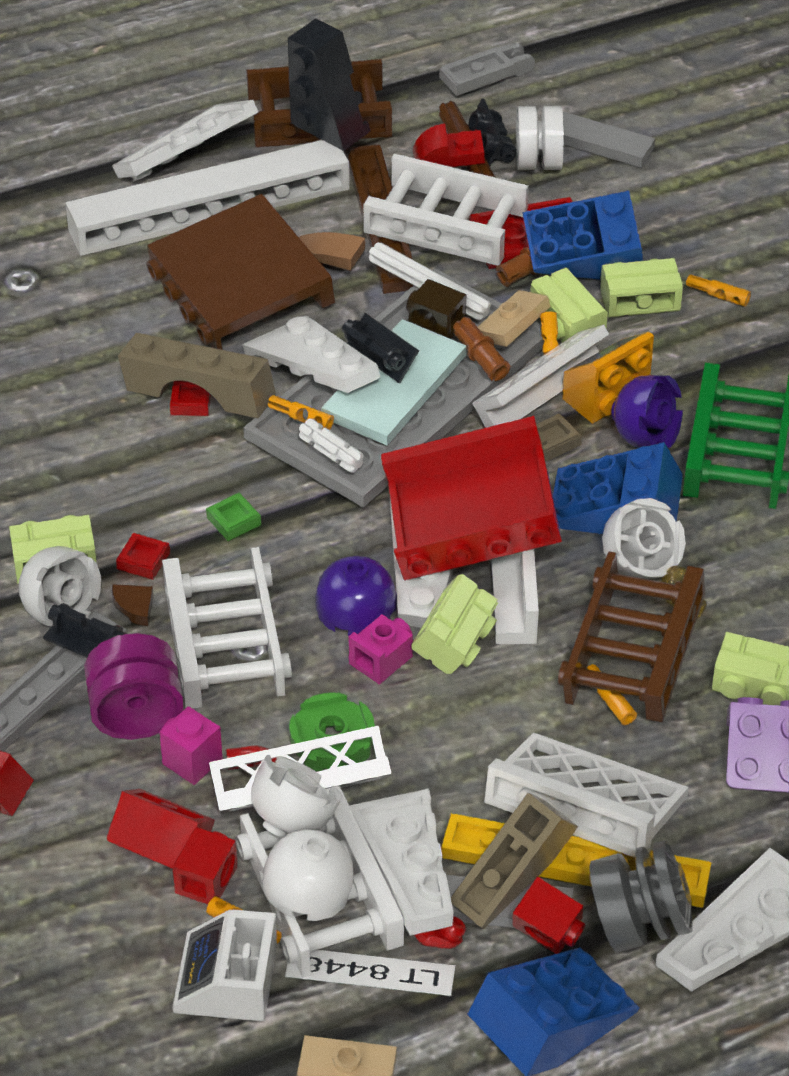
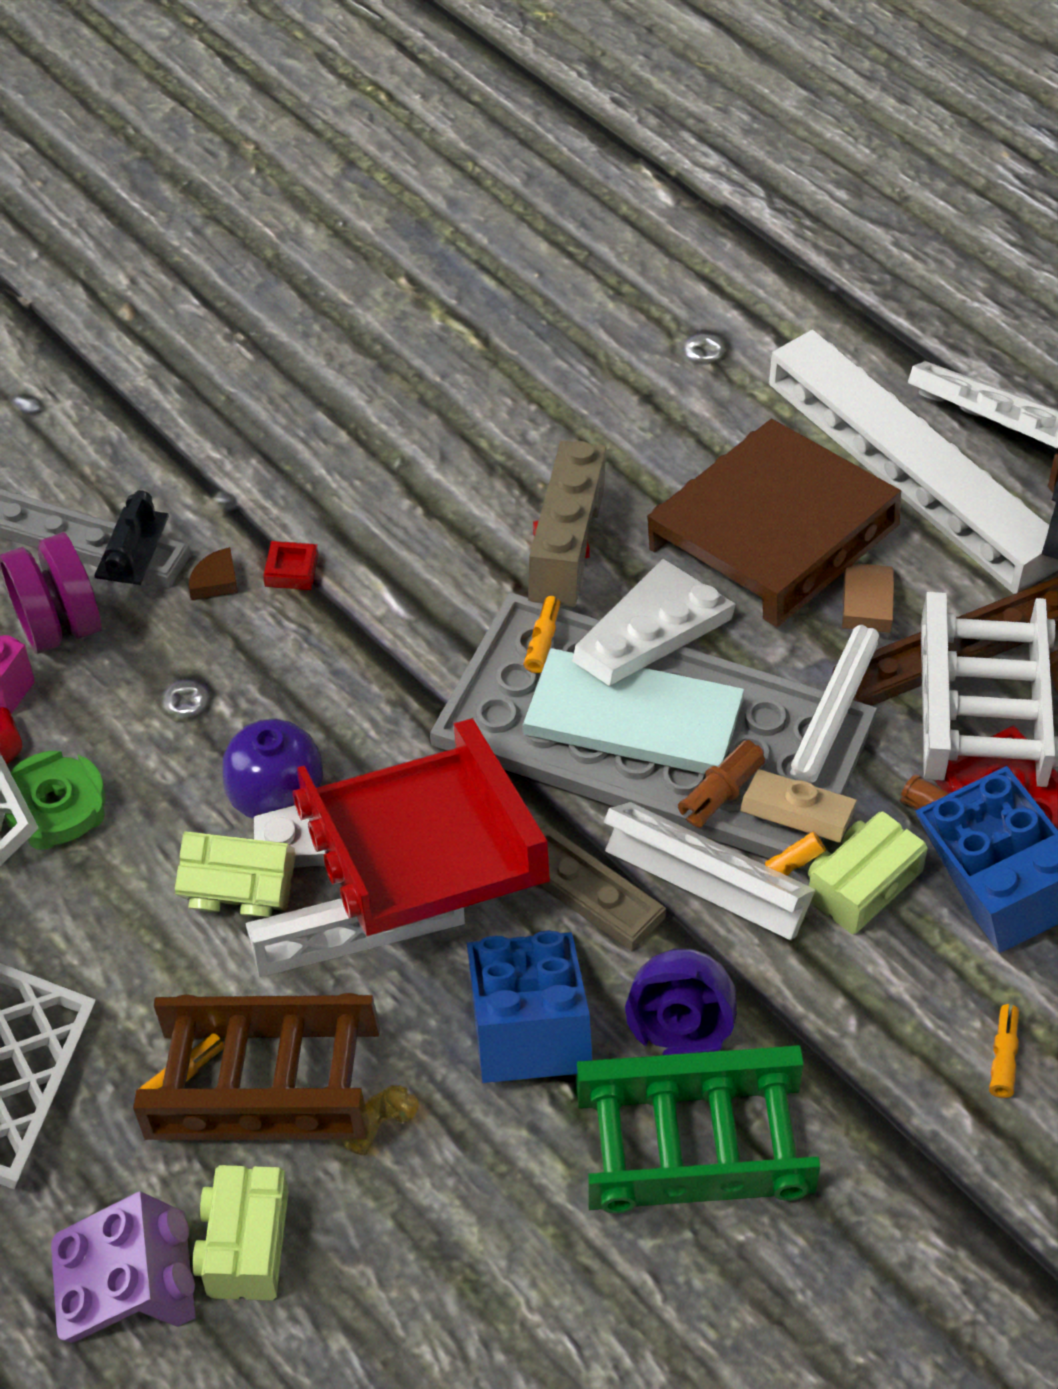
camera: 75 degrees right, 5 degrees up
(35, 536) = (266, 482): yellowish green brick -> none
(58, 577) = (198, 495): white cylinder -> none
(192, 646) = (170, 623): white fence -> none
(233, 516) = (378, 628): bright green tile -> none
(331, 445) = (494, 676): white axle -> none
(380, 345) = (646, 680): black hinge -> none
(381, 648) = (188, 806): dark pink brick -> none
(436, 307) = (771, 716): dark brown brick -> none
(597, 381) = (746, 941): light orange slope -> none
(641, 287) = (951, 947): yellowish green brick -> none
(644, 539) = (421, 1037): white cylinder -> none

